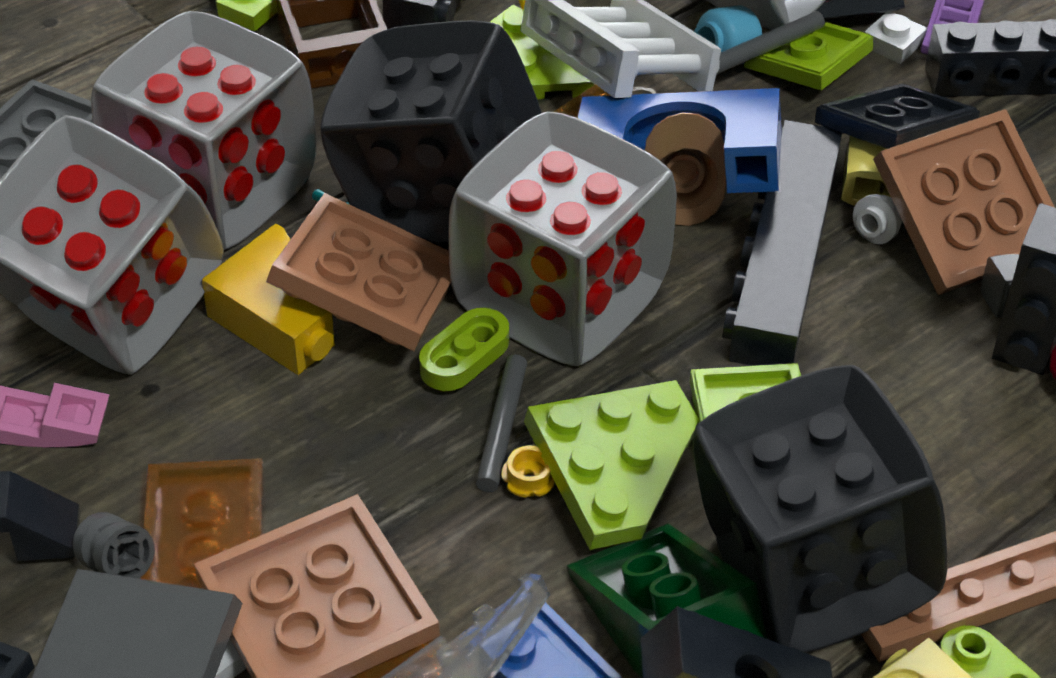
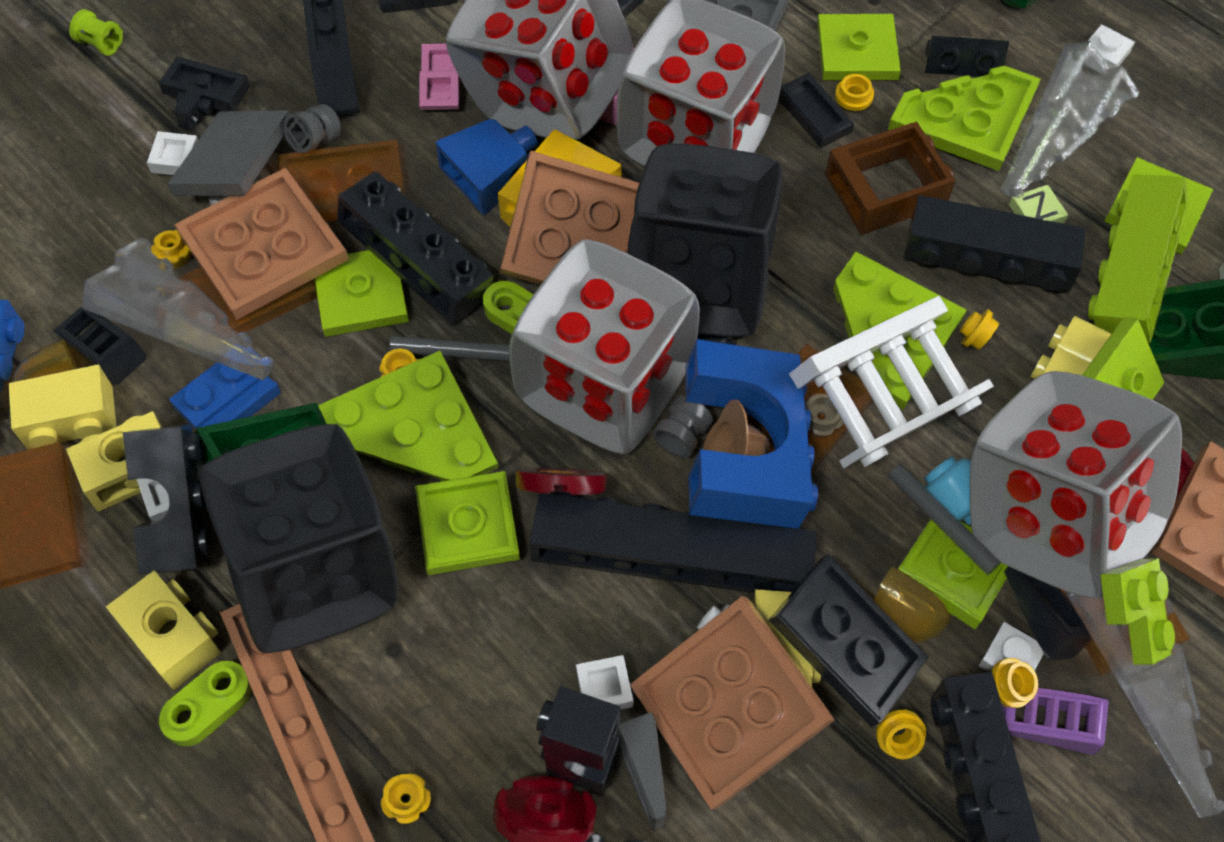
camera: 85 degrees right, 15 degrees up
(111, 30) = (858, 46): none -> lime plate
(224, 366) = (484, 160): none -> blue torso
(354, 434) = (414, 246): none -> black brick
(409, 506) = (360, 296): none -> lime plate
(715, 309) = (560, 480): none -> dark red tile
(847, 79) = (912, 606): none -> clear yellow brick
(926, 18) = (1014, 682): none -> yellow plate
(948, 309) = (606, 681): none -> white plate
(983, 100) = (906, 744): none -> yellow plate

